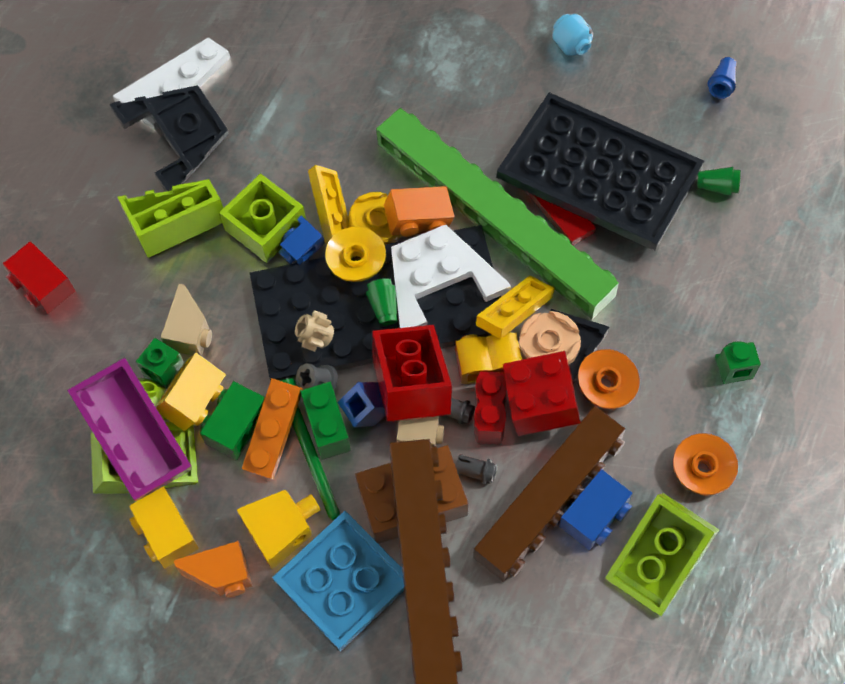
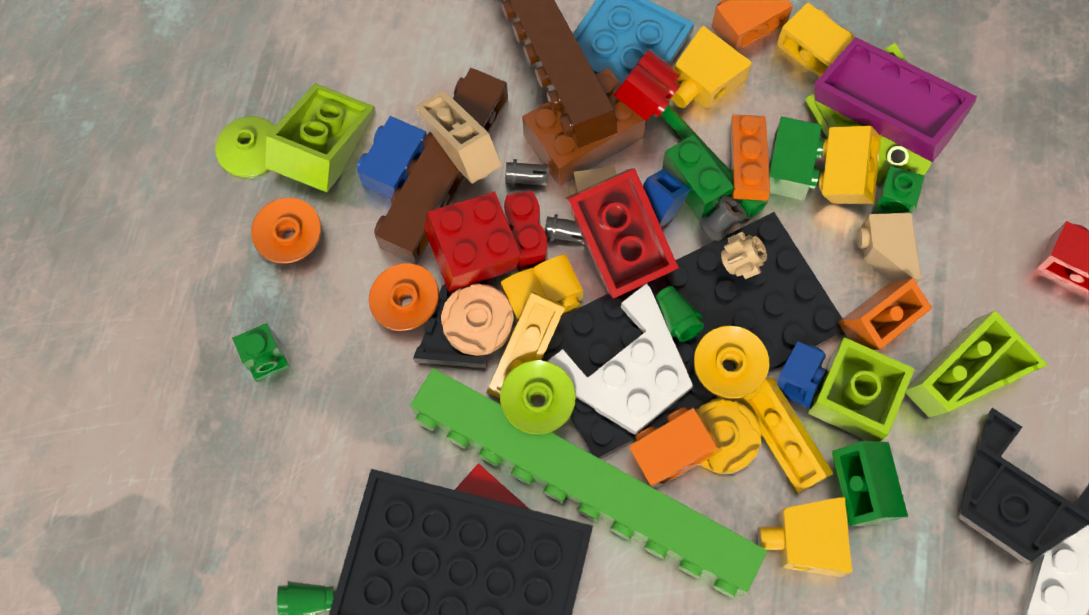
camera: 165 degrees right, 5 degrees up
(219, 267) = (886, 314): none -> orange brick
(285, 155) = (869, 483): none -> green brick
(340, 139) = (811, 538): none -> yellow torso
(343, 500) = (649, 86): none -> red brick
(515, 249) = (537, 379): none -> lime dish
(534, 493) = (459, 136): none -> tan slope
(732, 584) = (243, 159): none -> lime dish

